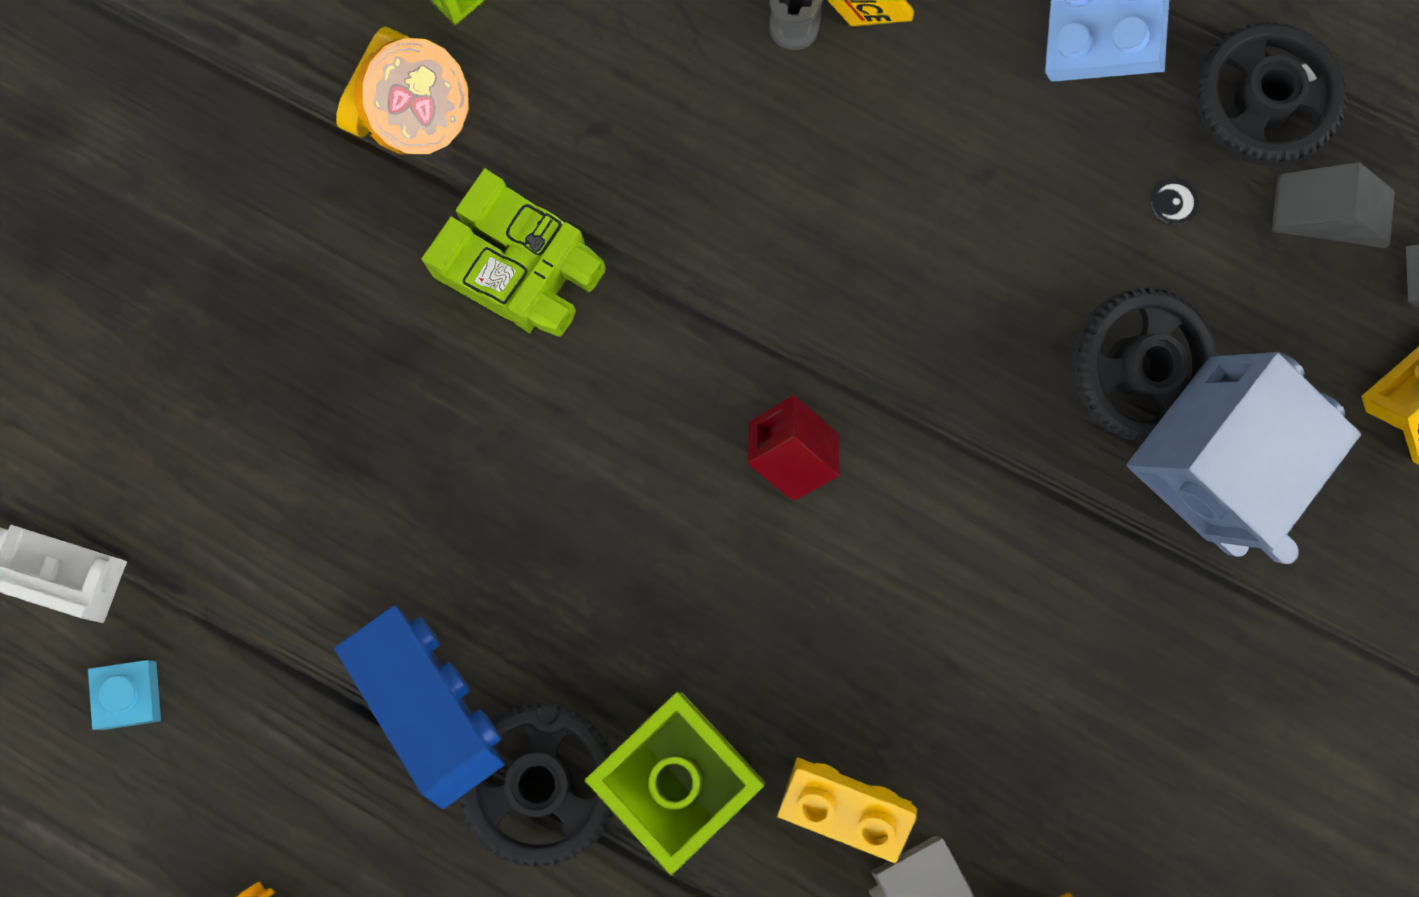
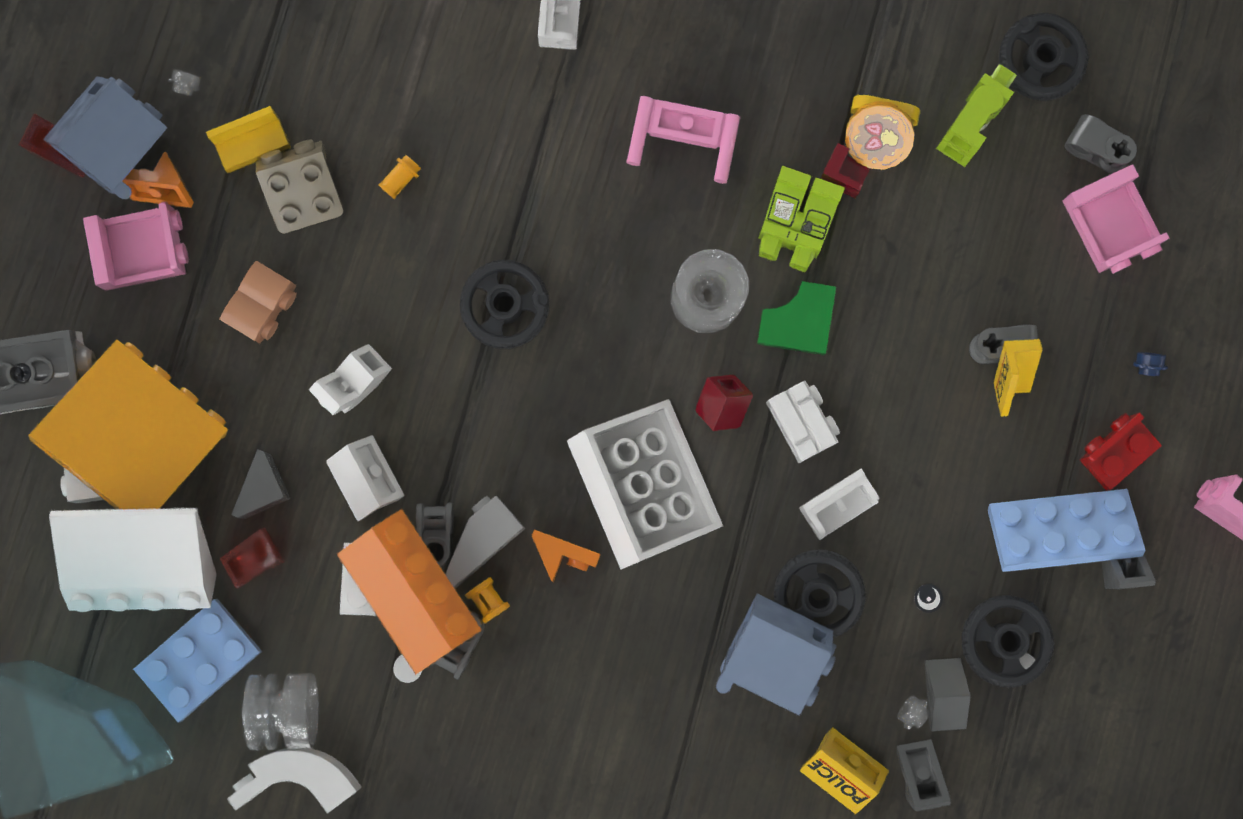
camera: 75 degrees right, 5 degrees up
(124, 695) = (502, 69): medium azure plate -> none
(310, 405) = (685, 125): none -> bright pink plate
(421, 706) = (532, 229): blue brick -> none
(454, 168) = (845, 171): none -> dark red panel
(590, 397) = (727, 286): none -> clear wheel
(675, 782) = (522, 377): lime slope -> none
(687, 293) = (802, 322): none -> green tile
(847, 809) = (528, 472): yellow bracket -> none
(854, 326) = (803, 421): none -> white brick
(905, 613) = (644, 483): none -> white slope
(984, 791) = (553, 549): none -> orange slope
(997, 302) = (839, 504): none -> white hinge
(1358, 264) = (913, 712): none -> clear plate

